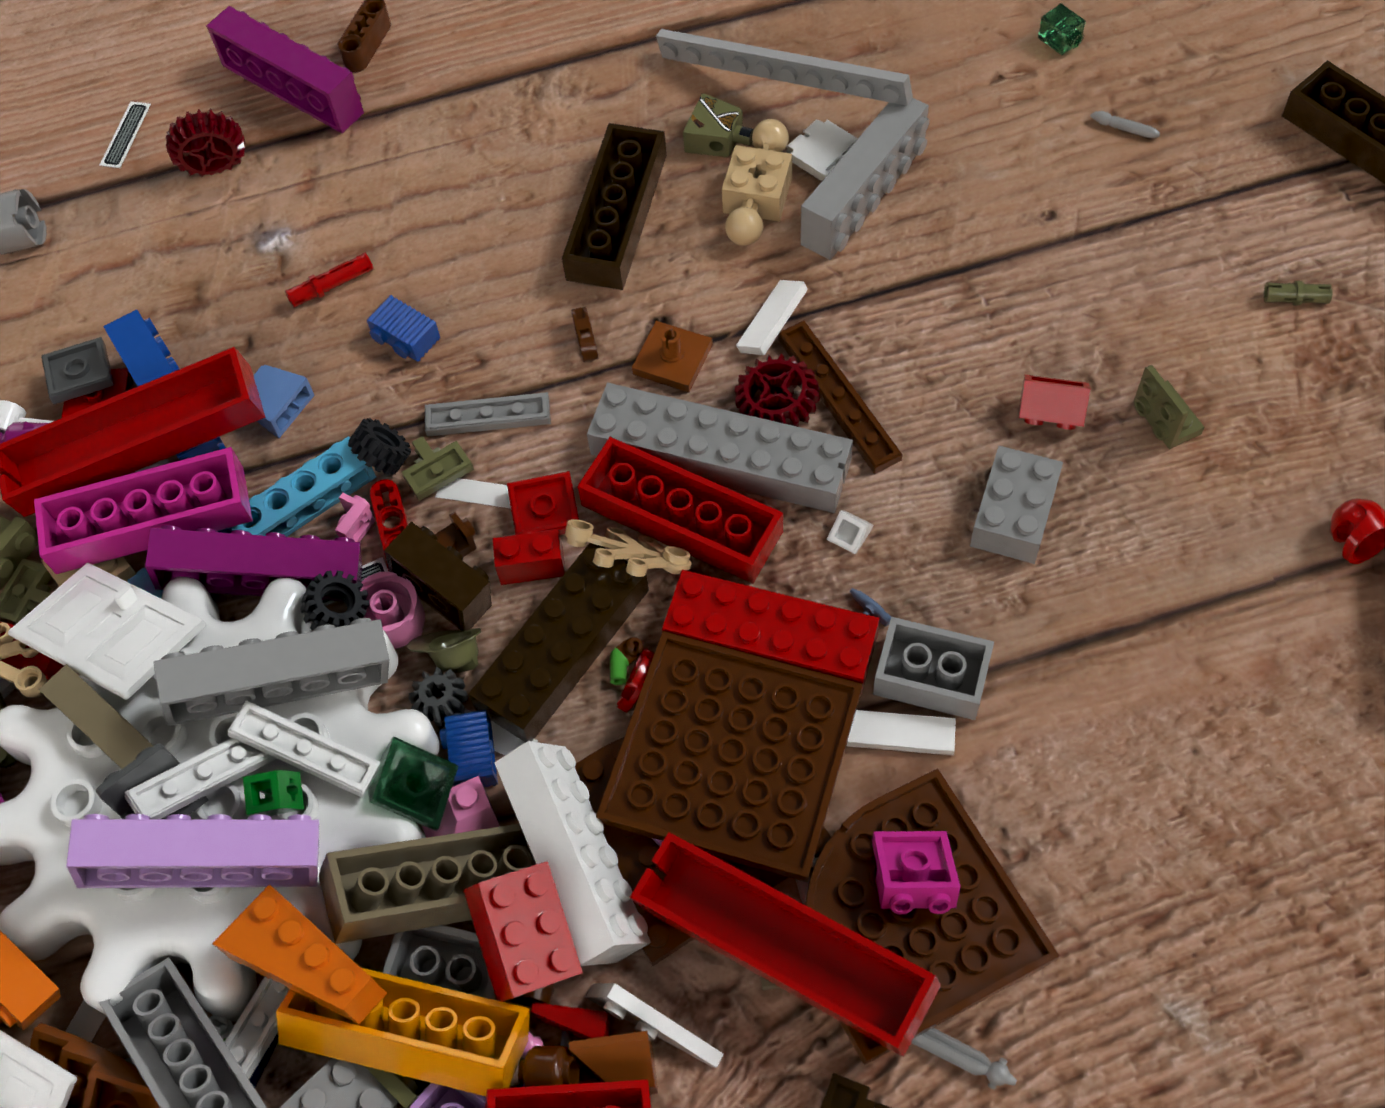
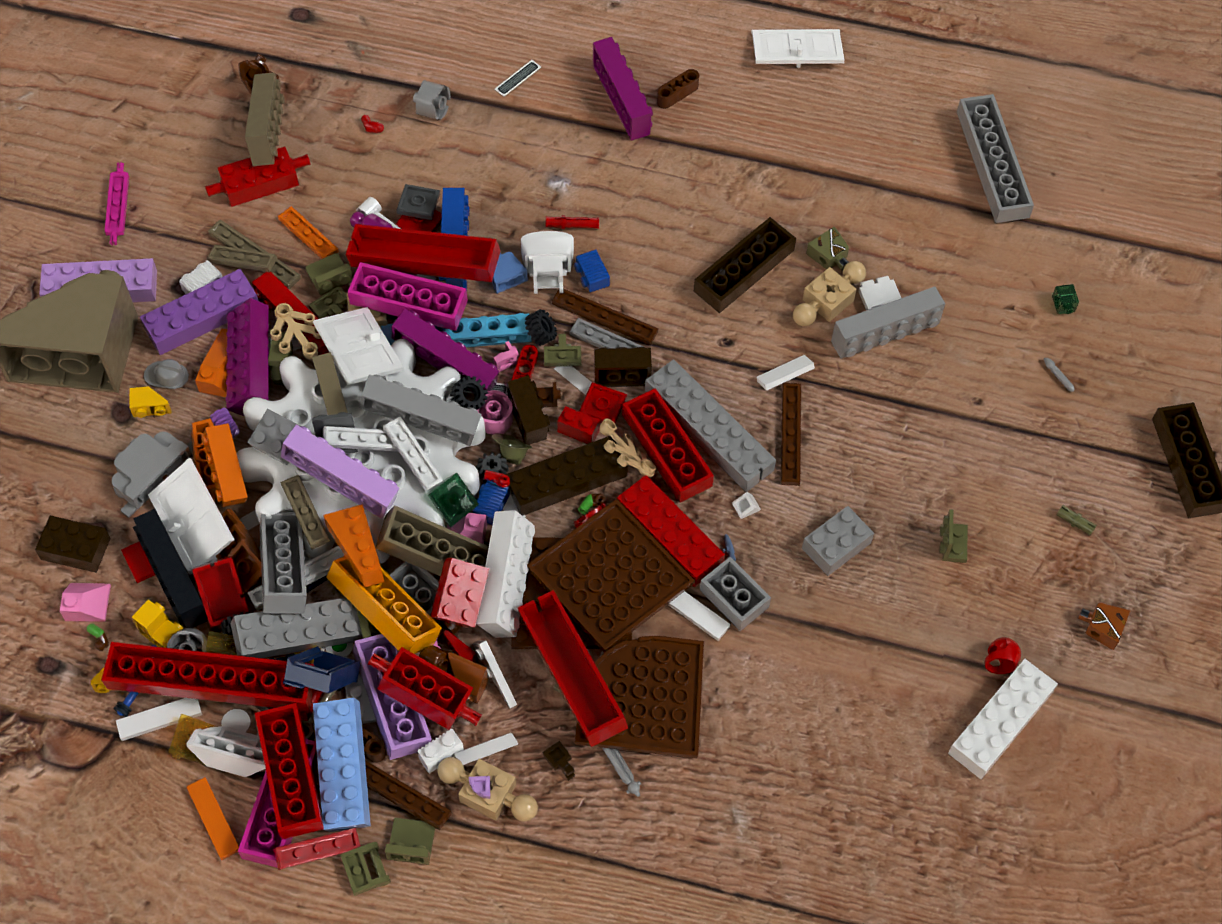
camera: 25 degrees right, 0 degrees up
(38, 857) = (271, 434): none -> light grey brick
(176, 954) = (305, 512): none -> dark tan tile
(205, 143) = (554, 109): dark red gear -> none
(281, 792) = (391, 465): green brick -> none
(332, 341) = (547, 257): none -> white piece
(461, 382) = (605, 316): none -> reddish brown tile
(462, 706) = (499, 478): none -> red arm
(539, 434) = (622, 366): none -> dark brown brick
(584, 334) = (682, 326): reddish brown piece -> none
(672, 356) = (720, 363): dark orange tile -> none
(777, 382) = (765, 406): dark red gear -> none
(786, 67) = (886, 237): light grey plate -> none
(915, 871) = (655, 676): dark pink plate -> none
(1054, 401) = (896, 500): red brick -> none

